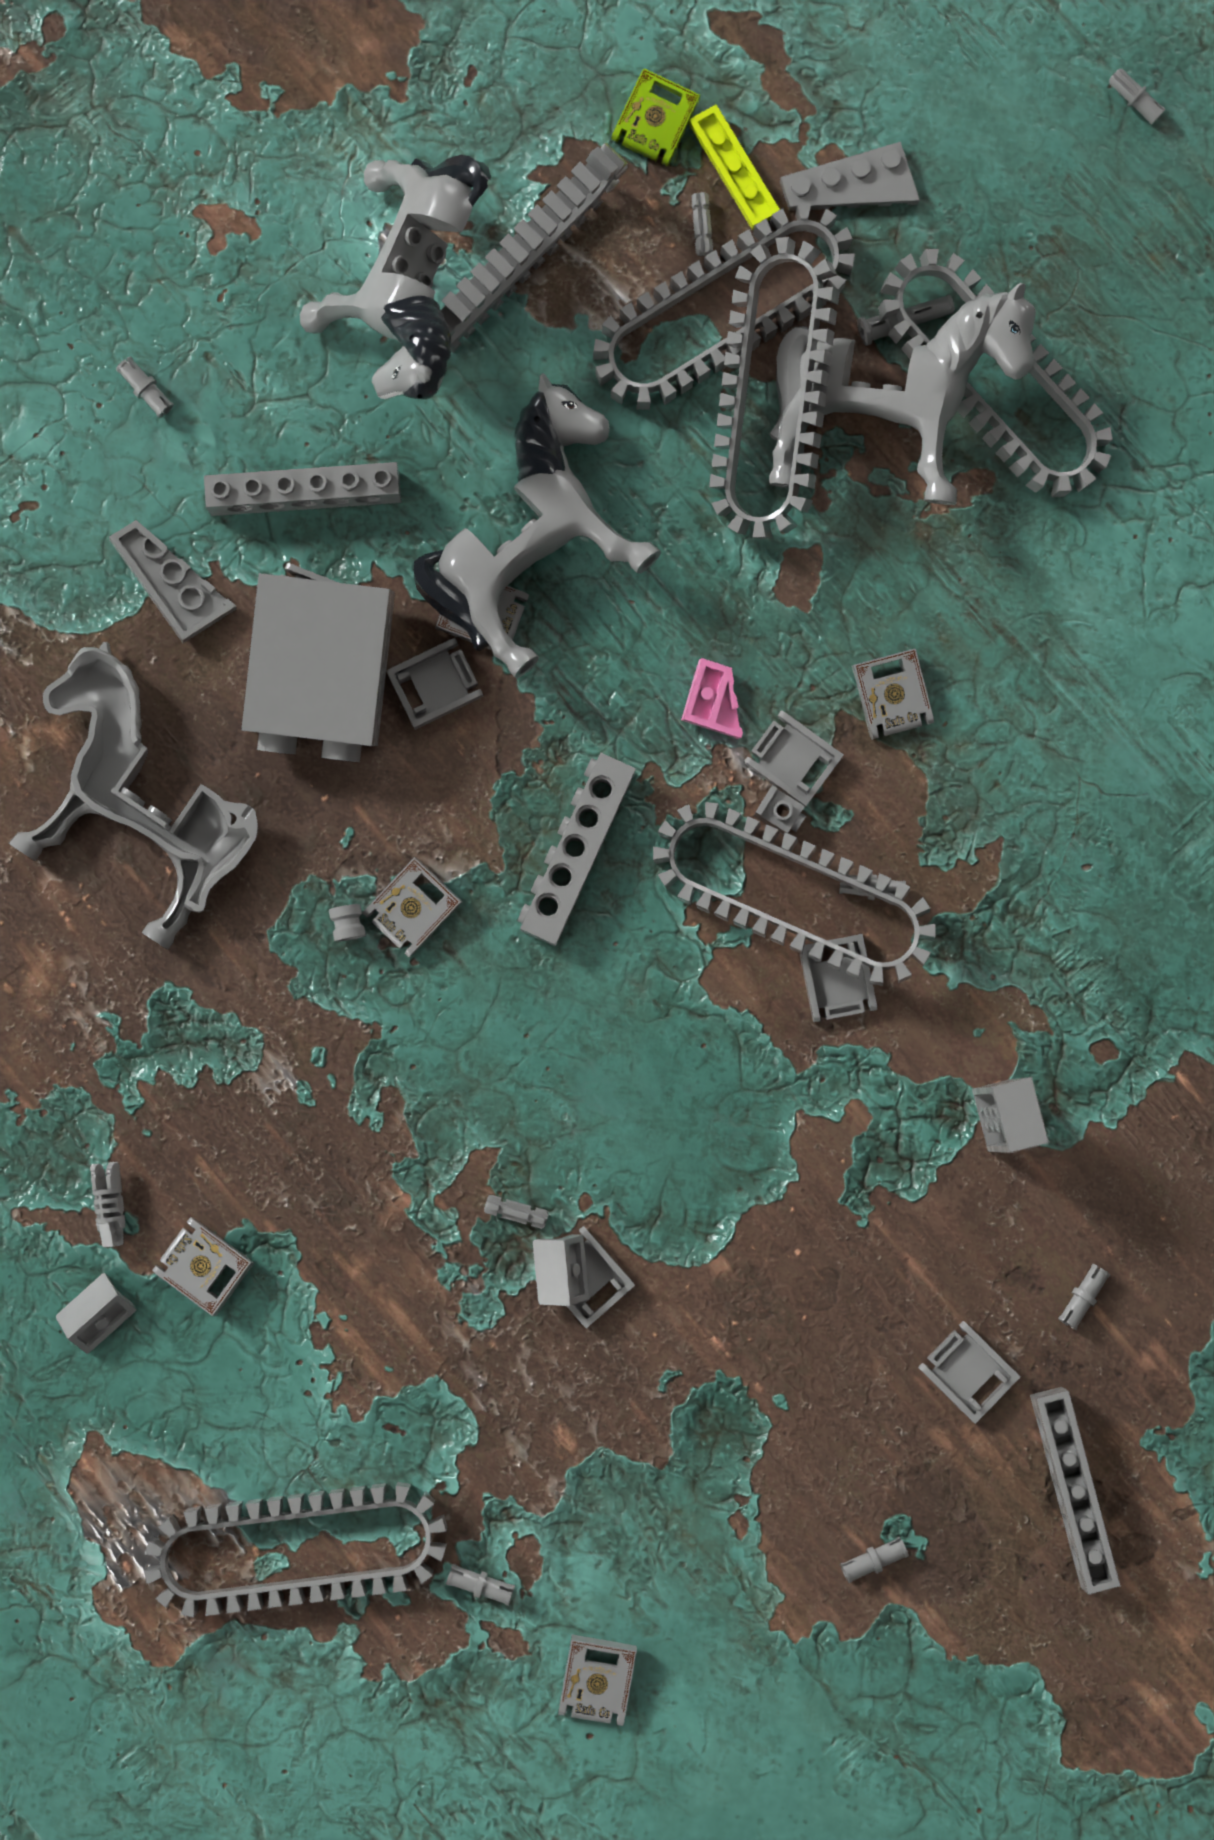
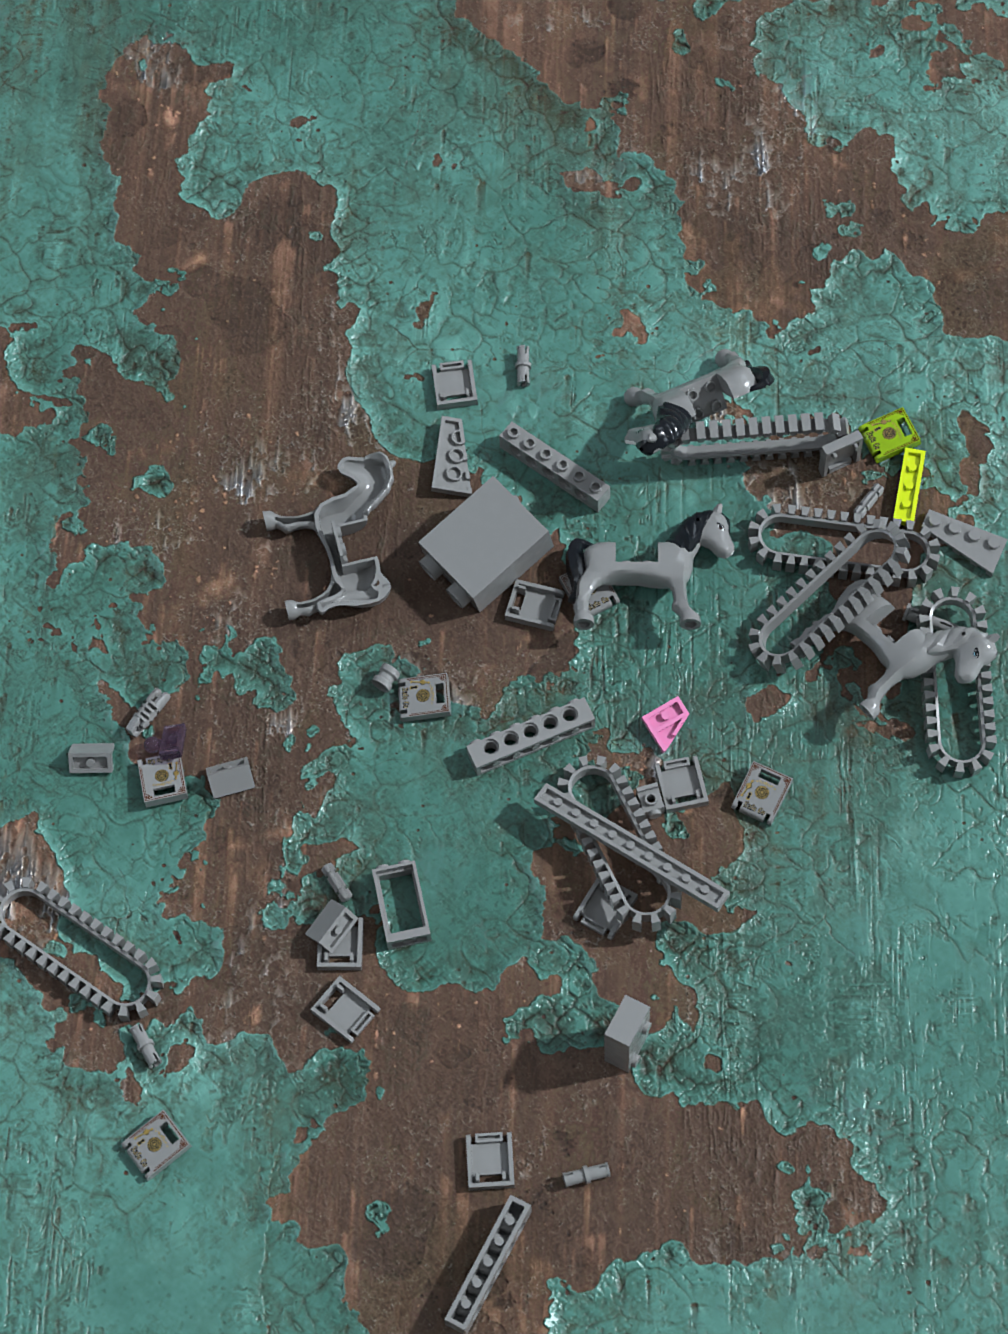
camera: 55 degrees right, 20 degrees down
(80, 477) = (454, 382): none -> light grey container
(174, 1219) = (170, 745): none -> clear purple plate
(278, 1196) = (230, 777): none -> light grey panel
(627, 191) = (838, 453): none -> light grey container
(654, 1208) = (406, 937): none -> light grey window
(666, 1346) = (349, 1013): none -> light grey container
(822, 893) = (632, 847): none -> light grey plate
(874, 1560) = (351, 1211): light grey pin -> none

